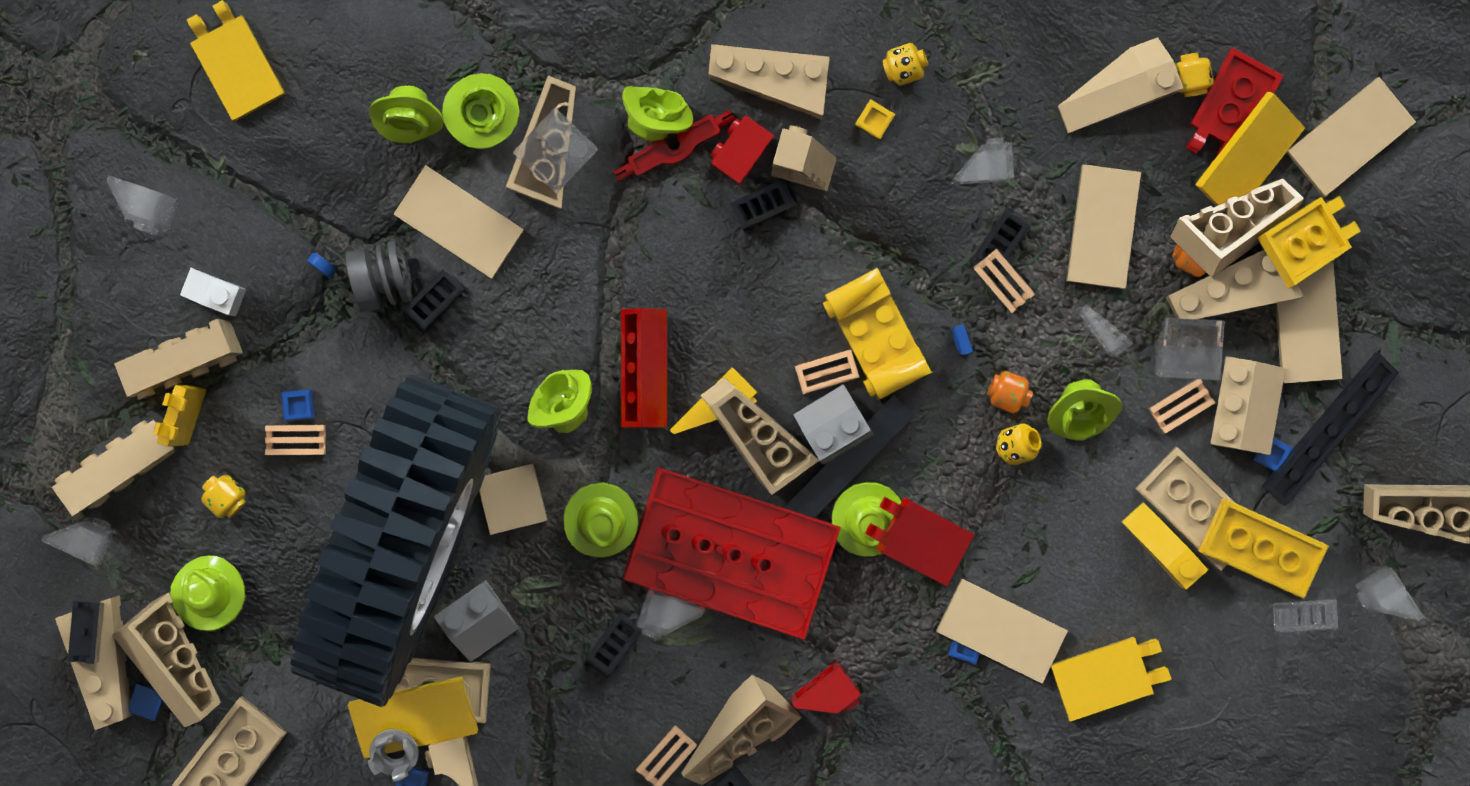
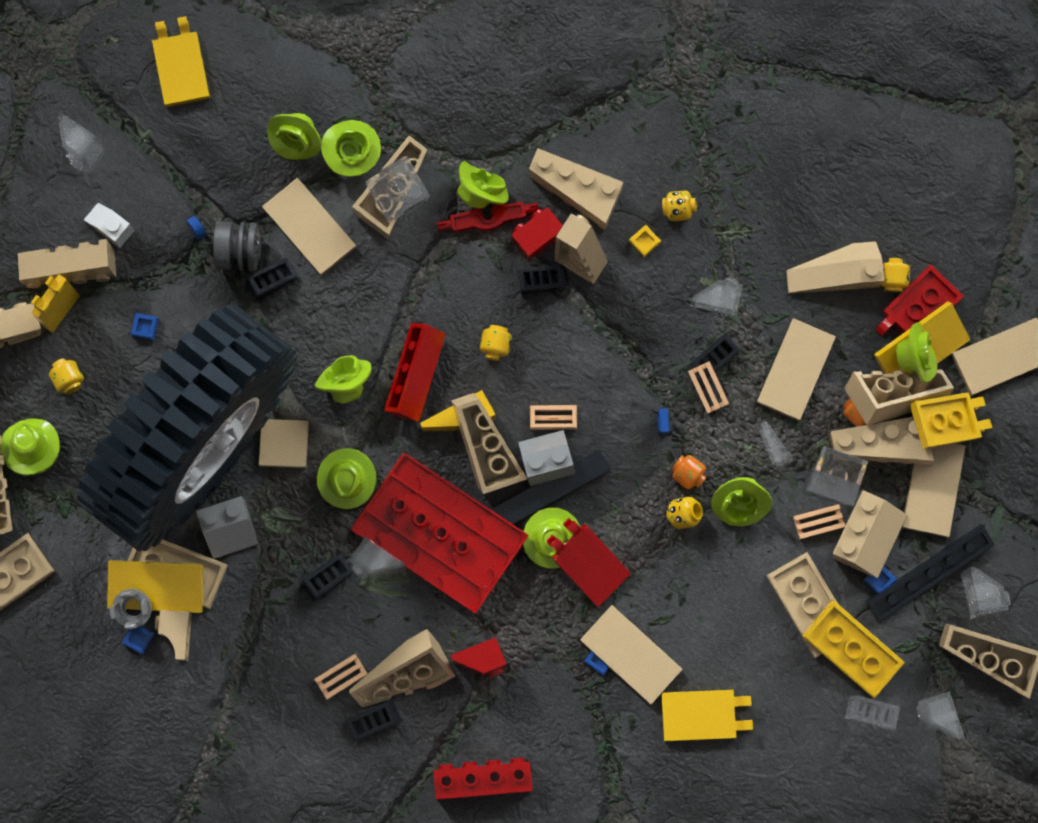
camera: 15 degrees right, 10 degrees down
(269, 440) = (115, 345): light nougat tile -> none
(730, 301) = (495, 342): none -> yellow head
(876, 334) = (599, 399): yellow piece -> none
(1164, 546) = (776, 625): yellow slope -> none
(1250, 172) = (917, 354): none -> lime hat
(1404, 442) = (983, 594): none -> clear slope

